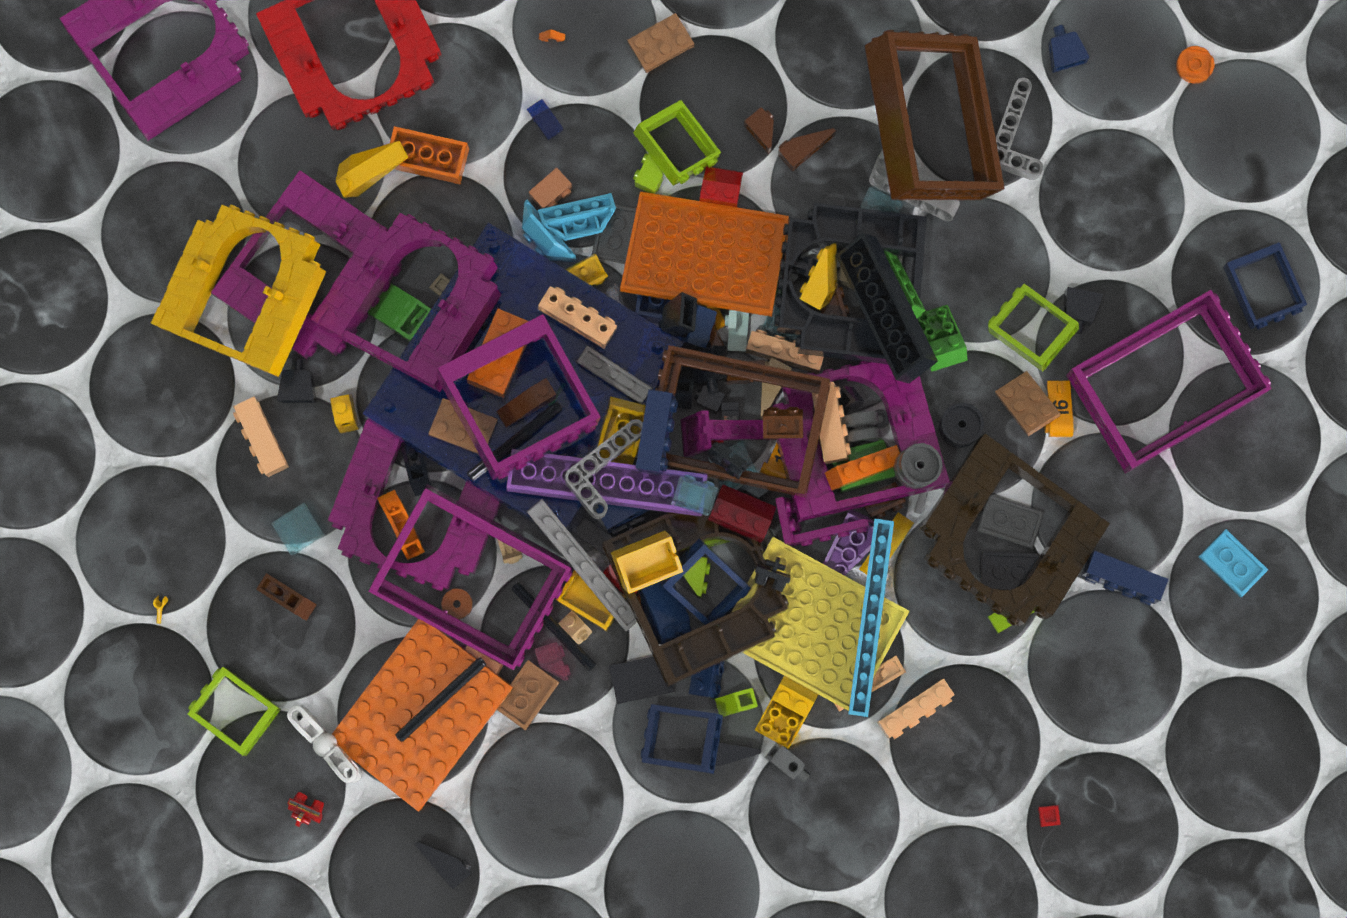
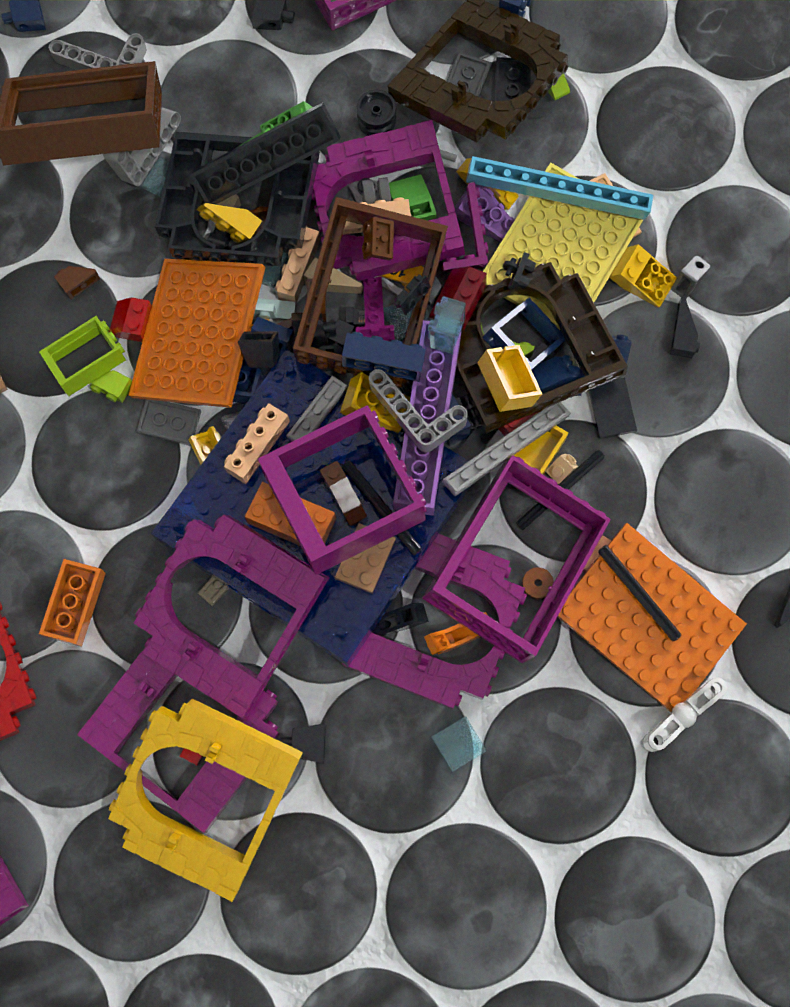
camera: 90 degrees left, 5 degrees down
(159, 606) = (537, 894): yellow hand -> none
(257, 731) = (666, 785): lime window -> none
(260, 436) = (361, 781): light nougat brick -> none
(286, 597) = (529, 757): reddish brown slope -> none
(304, 813) = (744, 746): red hips -> none
(344, 412) = (338, 692): yellow torso -> none
(368, 167) = (80, 664): yellow wedge -> none
(400, 312) = (238, 630): bright green slope -> none
(509, 554) = (489, 529): tan bracket -> none
(528, 696) = (625, 507): medium nougat plate -> none
(545, 119) = (45, 487): clear blue tile -> none
(546, 242) = (166, 489): medium azure wedge -> none
(551, 189) = (120, 480): nougat brick -> none
(551, 660) = (595, 489): clear pink slope -> none
(578, 217) = (151, 449): medium azure wedge -> none
(710, 746) = (677, 336): dark blue window -> none
(736, 702) = (636, 318): lime slope -> none
(803, 147) = (100, 248): reddish brown slope -> none
(862, 468) = (416, 190): orange brick -> none
(878, 510) = (455, 188): reddish brown bracket -> none
(916, 456) = (418, 139): dark grey wheel -> none
(916, 708) = (640, 163): light nougat brick -> none
(1027, 403) = (358, 58): medium nougat plate -> none
(1049, 816) = (733, 60): red tile -> none
(1055, 347) = (303, 64): lime window -> none
(1060, 395) = (370, 31): light orange door -> none

